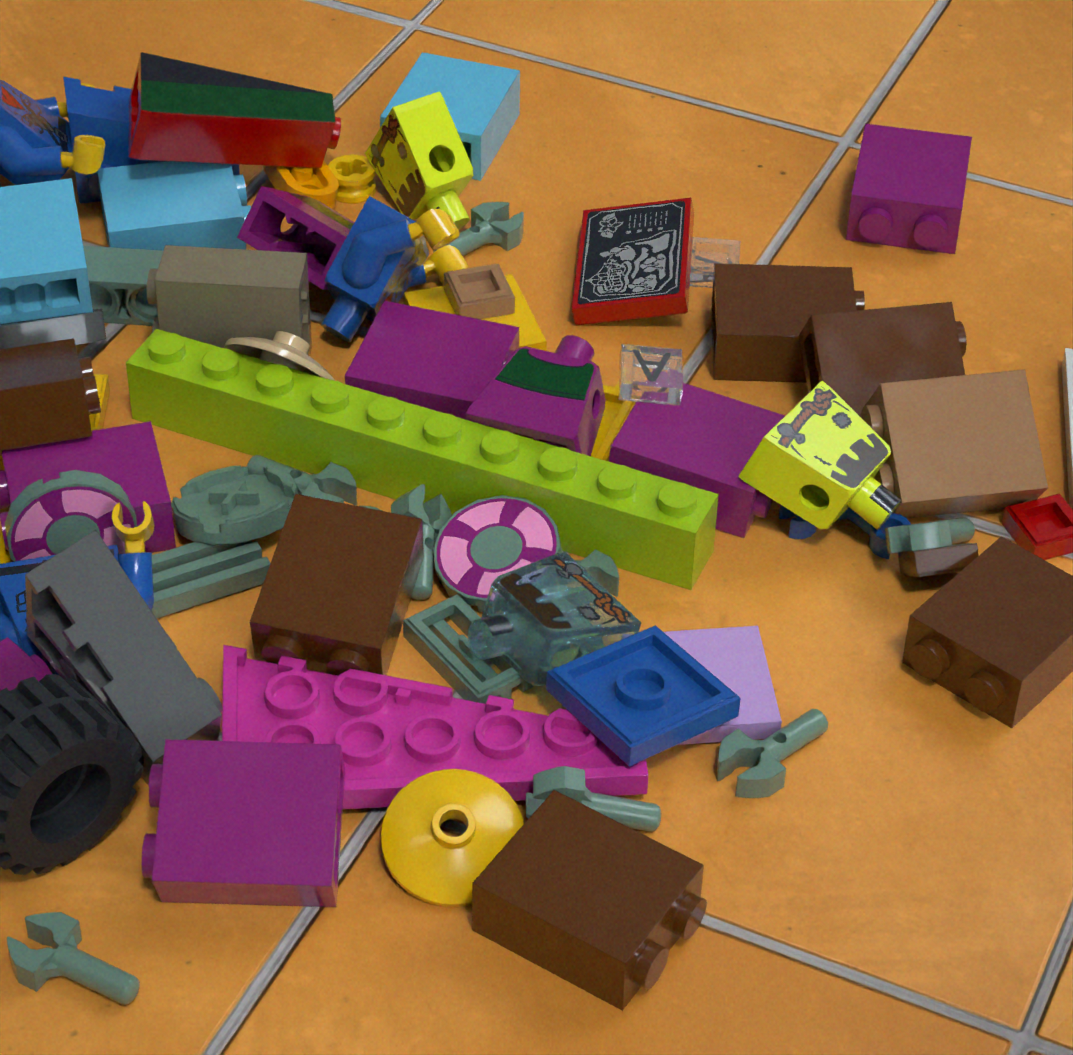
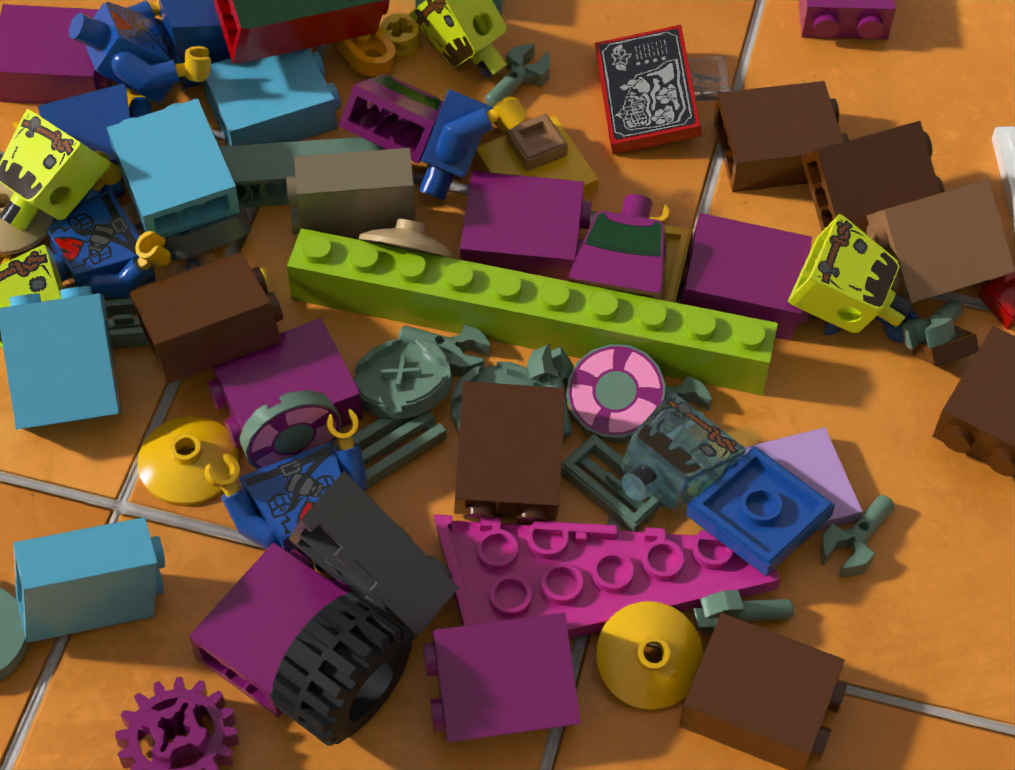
camera: 10 degrees left, 15 degrees up
(650, 374) = (701, 218): clear tile -> none

